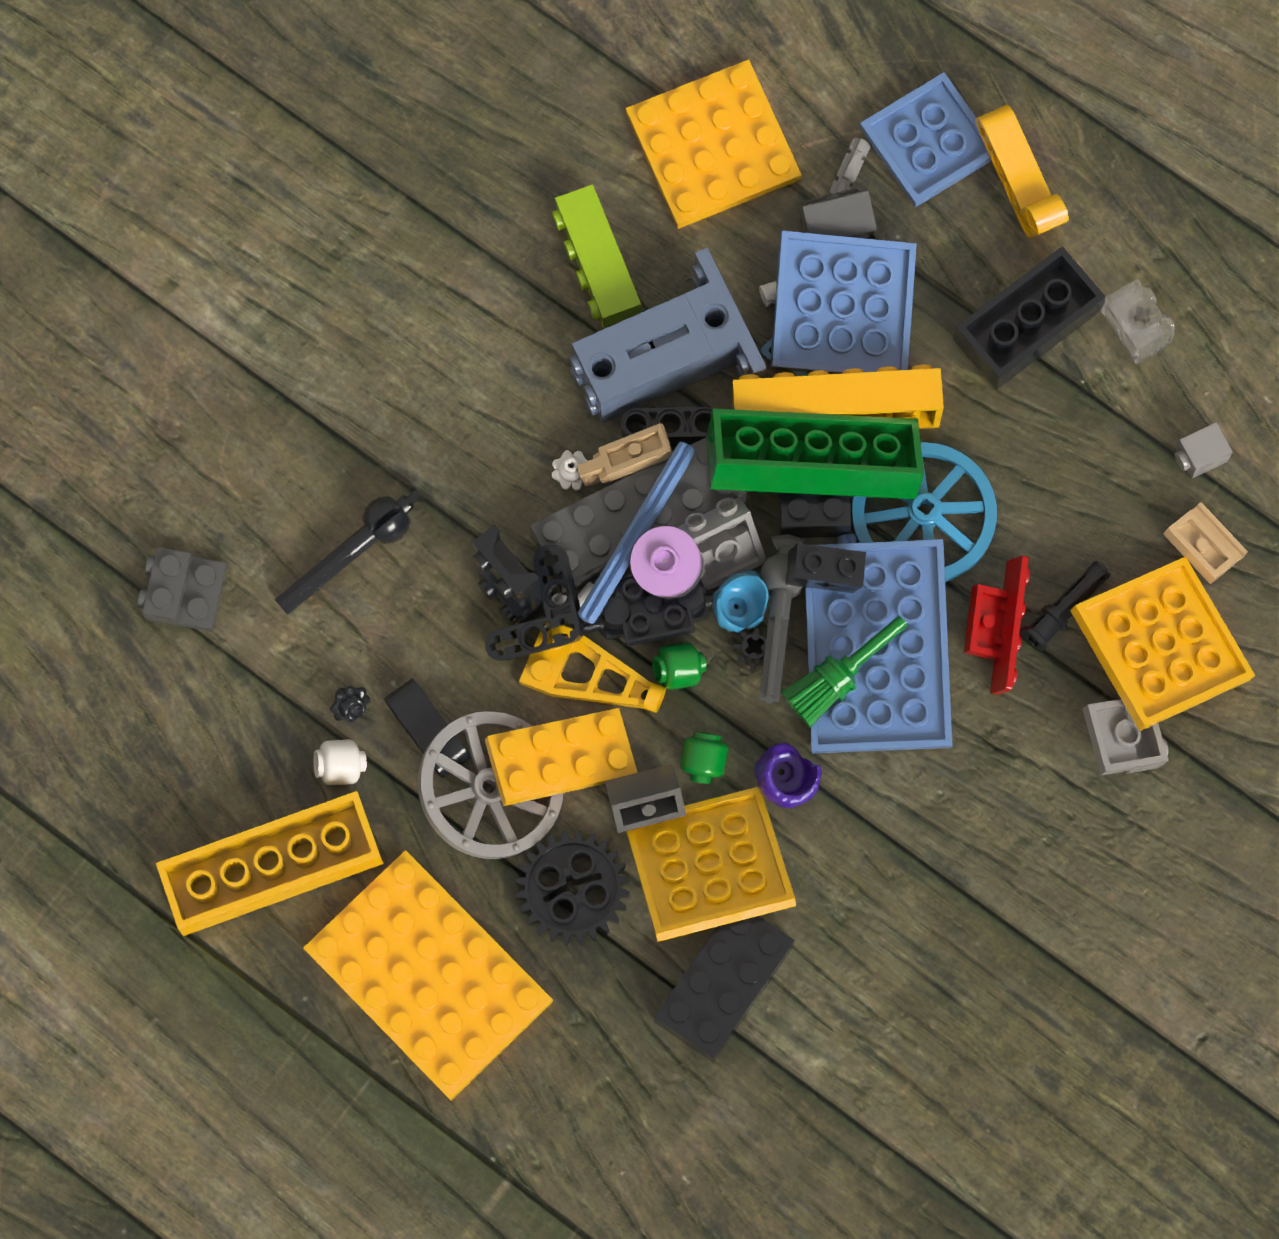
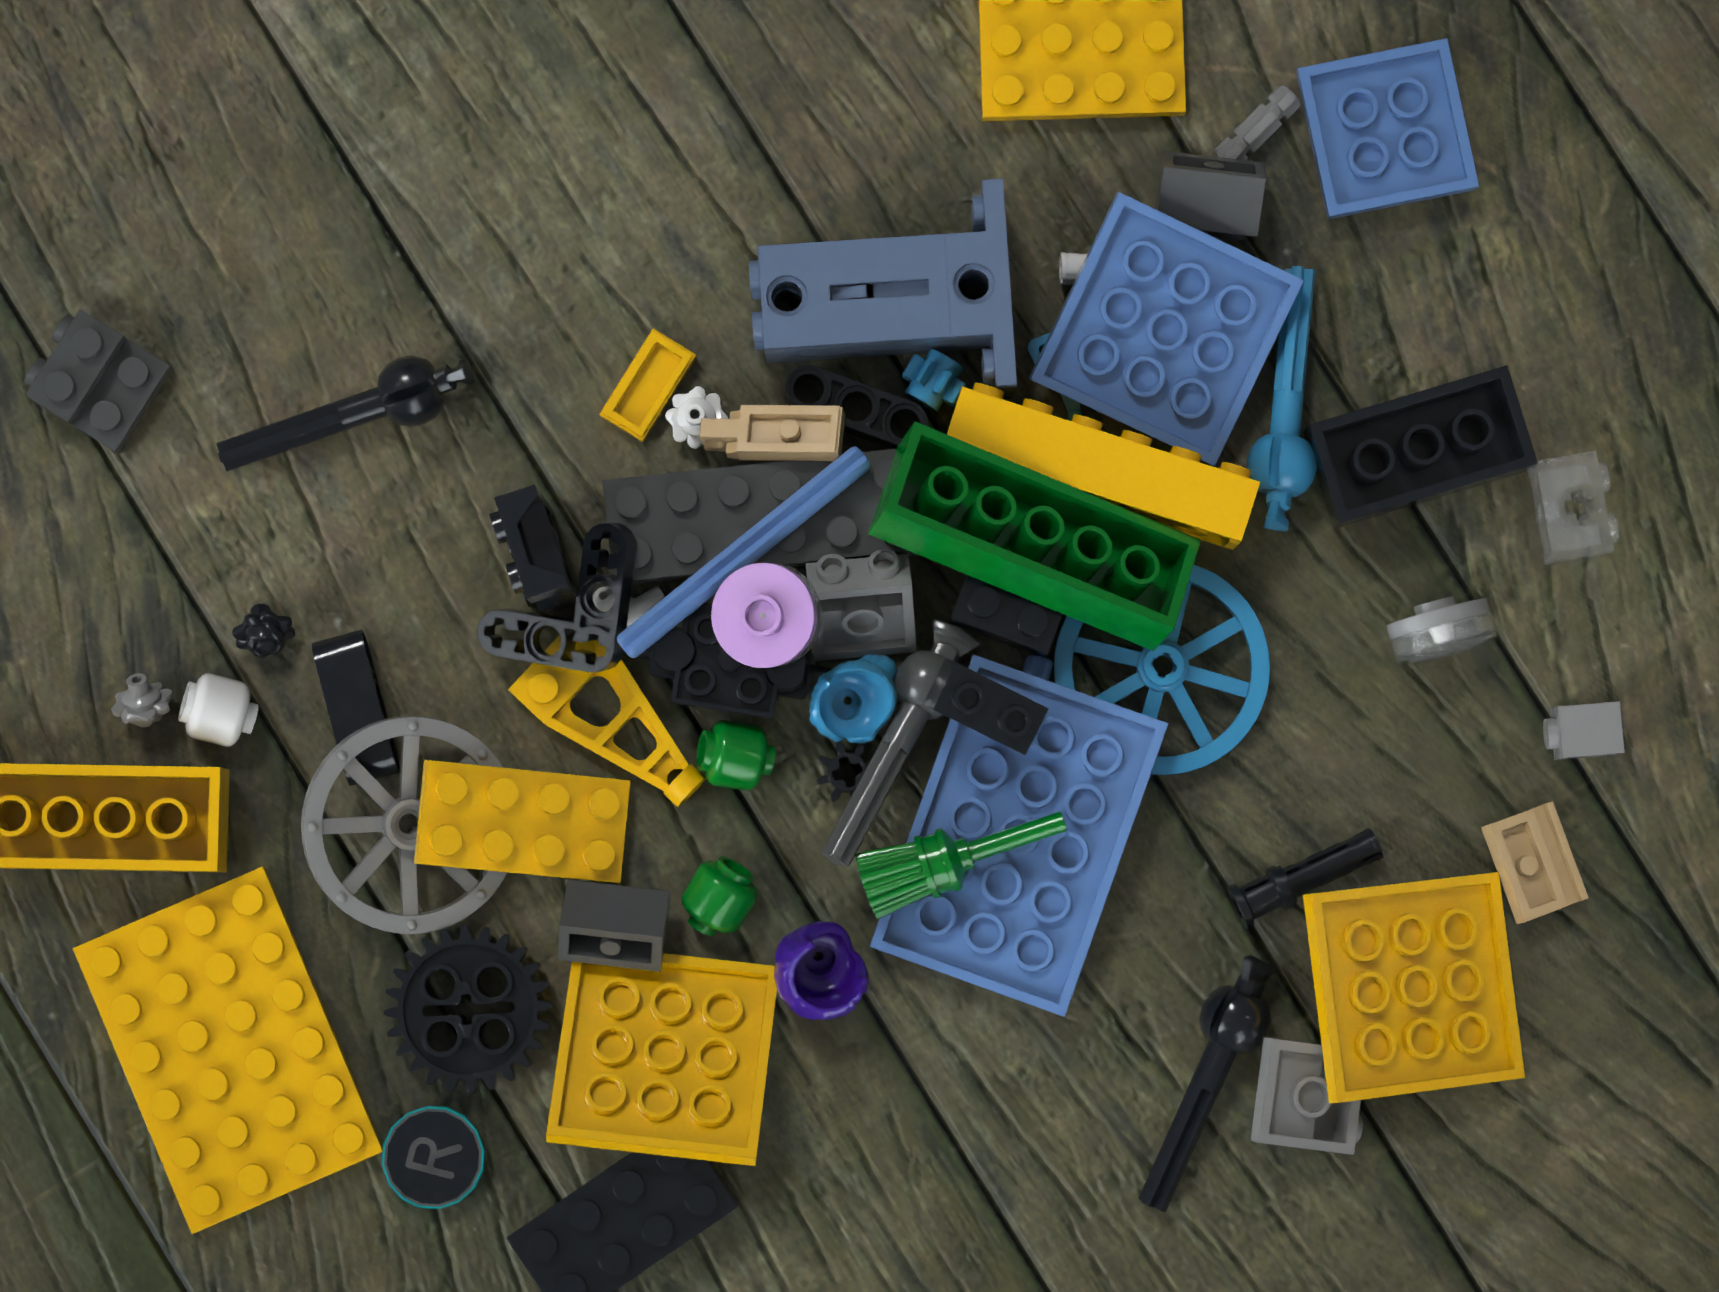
camera: 20 degrees right, 10 degrees up
(288, 776) = (142, 702): none -> light grey plant
(533, 463) = (648, 385): none -> yellow tile
(586, 991) = (433, 1157): none -> black tile
(597, 256) = (851, 121): lime brick -> none
(711, 390) = (933, 380): none -> dark azure gear
(945, 353) = (1282, 458): none -> dark azure piece
(996, 622) = (1196, 865): red bracket -> none
(1020, 173) = (1492, 232): yellow beam -> none
(1059, 710) = (1234, 1023): none -> black piece
(1088, 421) = (1441, 630): none -> clear piece

